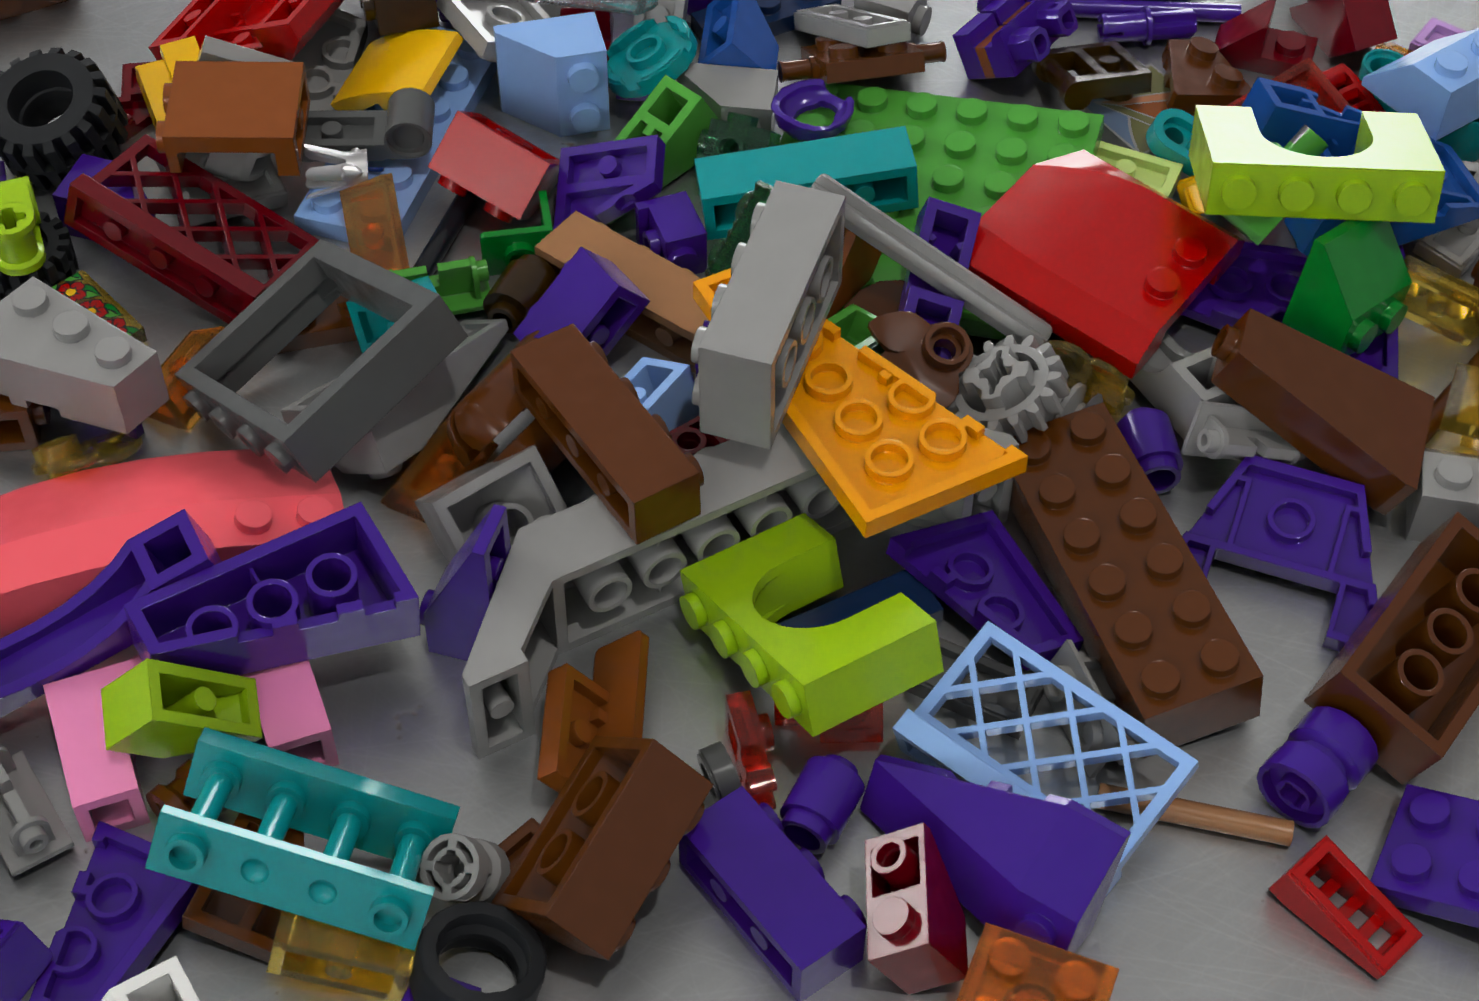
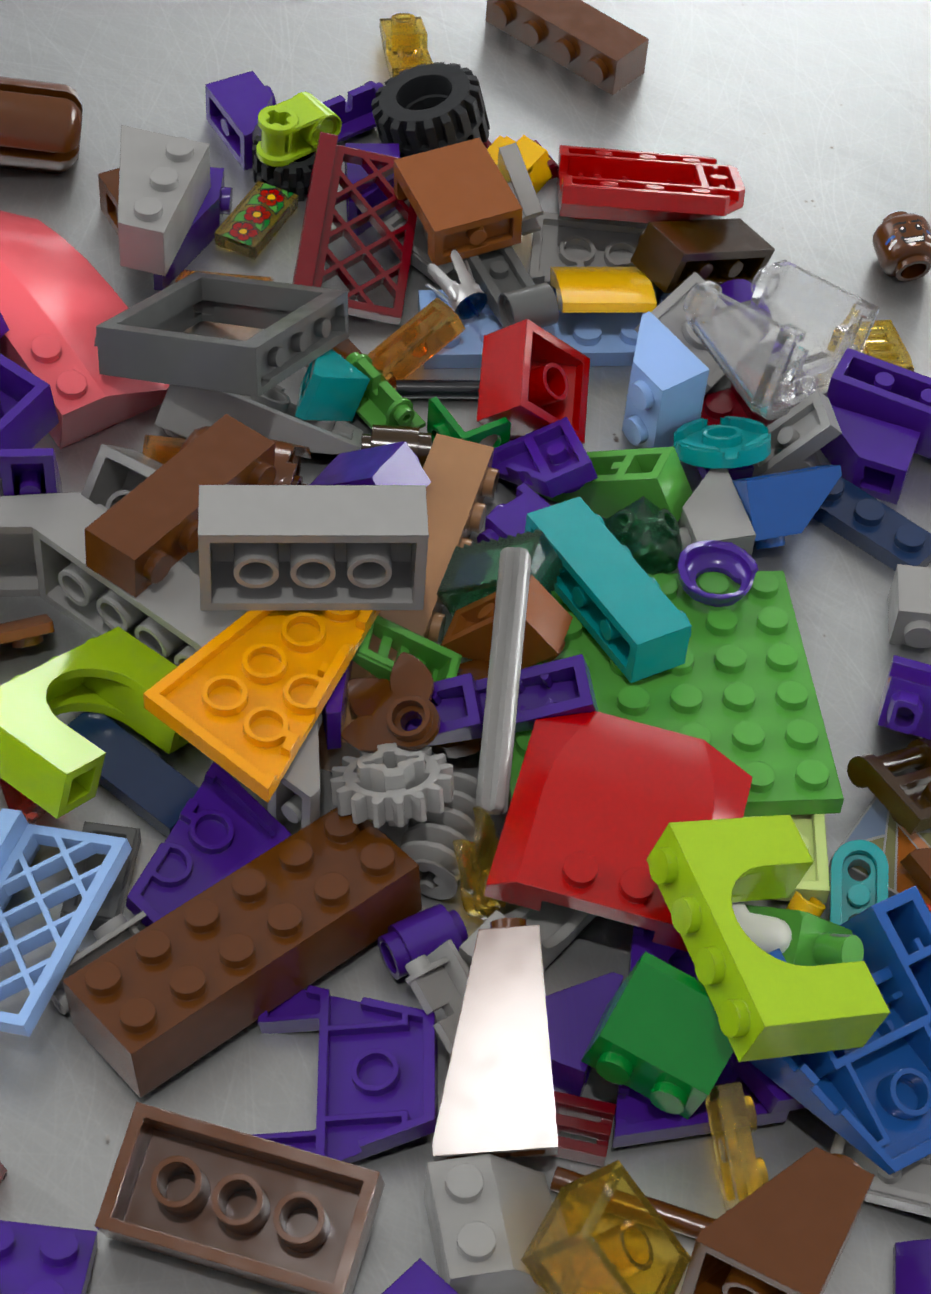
camera: 65 degrees right, 0 degrees up
(68, 456) = (104, 252): clear yellow plate -> none
(845, 62) = (825, 599): reddish brown plate -> none
(852, 25) = (852, 573): light grey tile -> none
(1215, 818) = (15, 1084): medium nougat bar -> none
(1317, 766) = (74, 1142): dark purple wheel -> none

